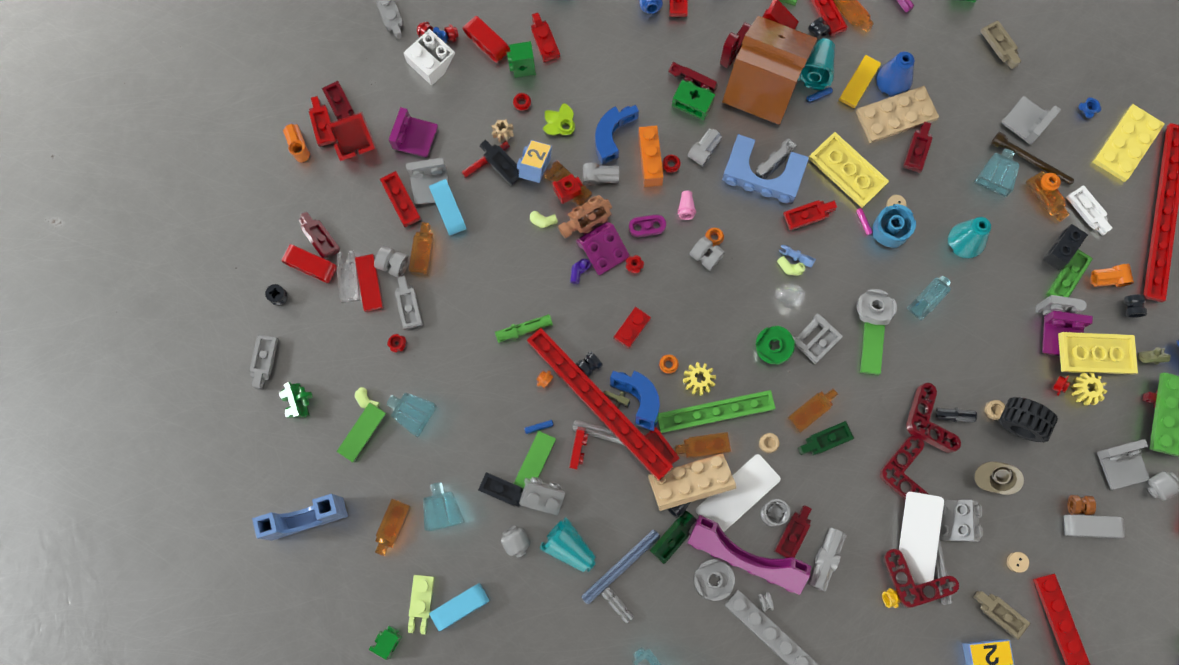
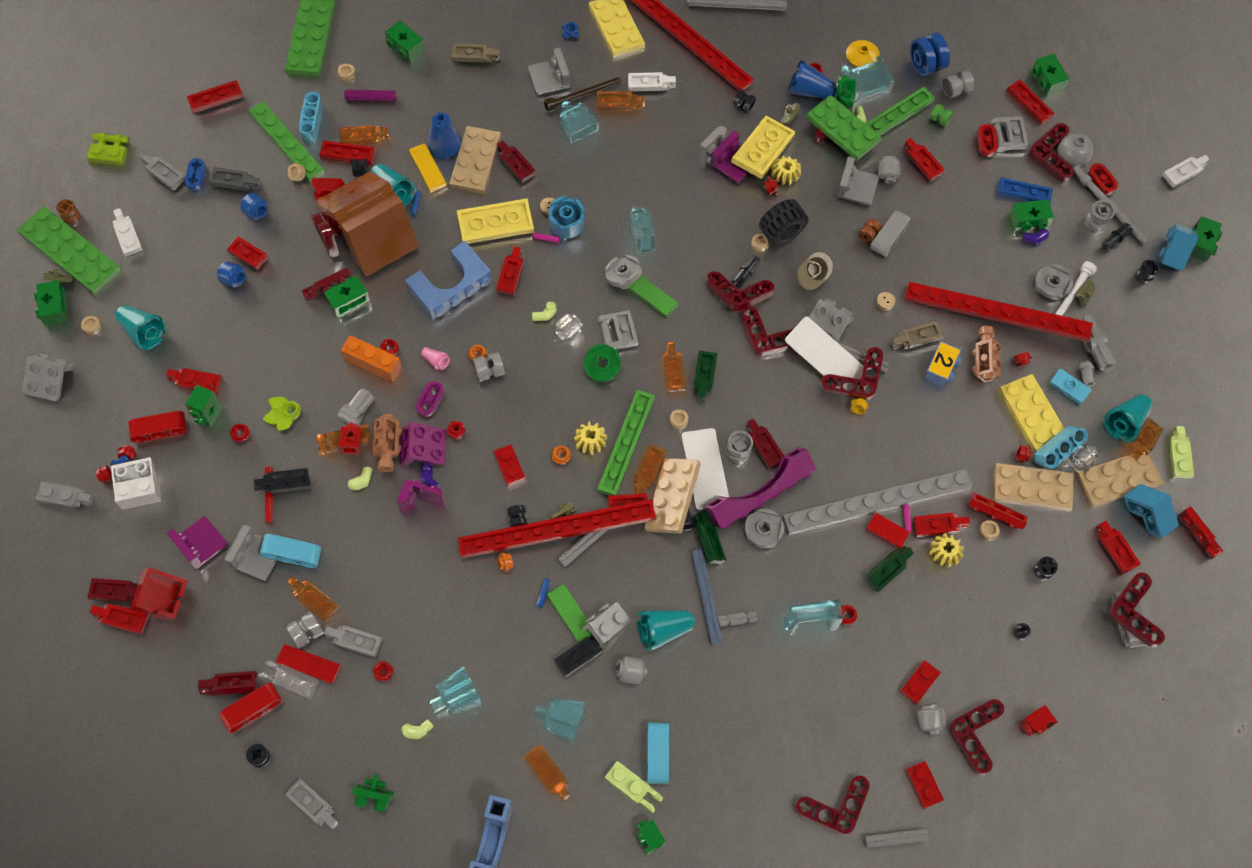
camera: 65 degrees left, 10 degrees down
(296, 142) = (121, 652): orange piece -> none
(361, 432) = (444, 749): bright green tile -> none
(400, 199) = (250, 589): red plate -> none
(502, 130) = (254, 463): tan gear -> none
(523, 328) = (445, 561): bright green pin -> none
(534, 161) = (304, 452): brick -> none
(549, 264) = (414, 491): none -> magenta bracket
(580, 439) = (590, 573): red plate -> none
(608, 124) = (329, 387): blue arch -> none
(644, 391) = (574, 486): blue arch -> none
(703, 150) = (396, 316): light grey piece -> none
(766, 601) = (806, 499): light grey bush -> none
(775, 159) = (446, 266): light grey hinge -> none
(796, 255) = (539, 302): medium blue piece -> none
(827, 559) = (800, 432): light grey piece -> none
(970, 237) = (613, 171): teal cone -> none
(1046, 185) = (610, 92): orange plate -> none
(1065, 247) = (667, 115): black brick -> none
(1070, 275) = (690, 126): bright green tile -> none
(1117, 275) = (713, 97): orange piece -> none

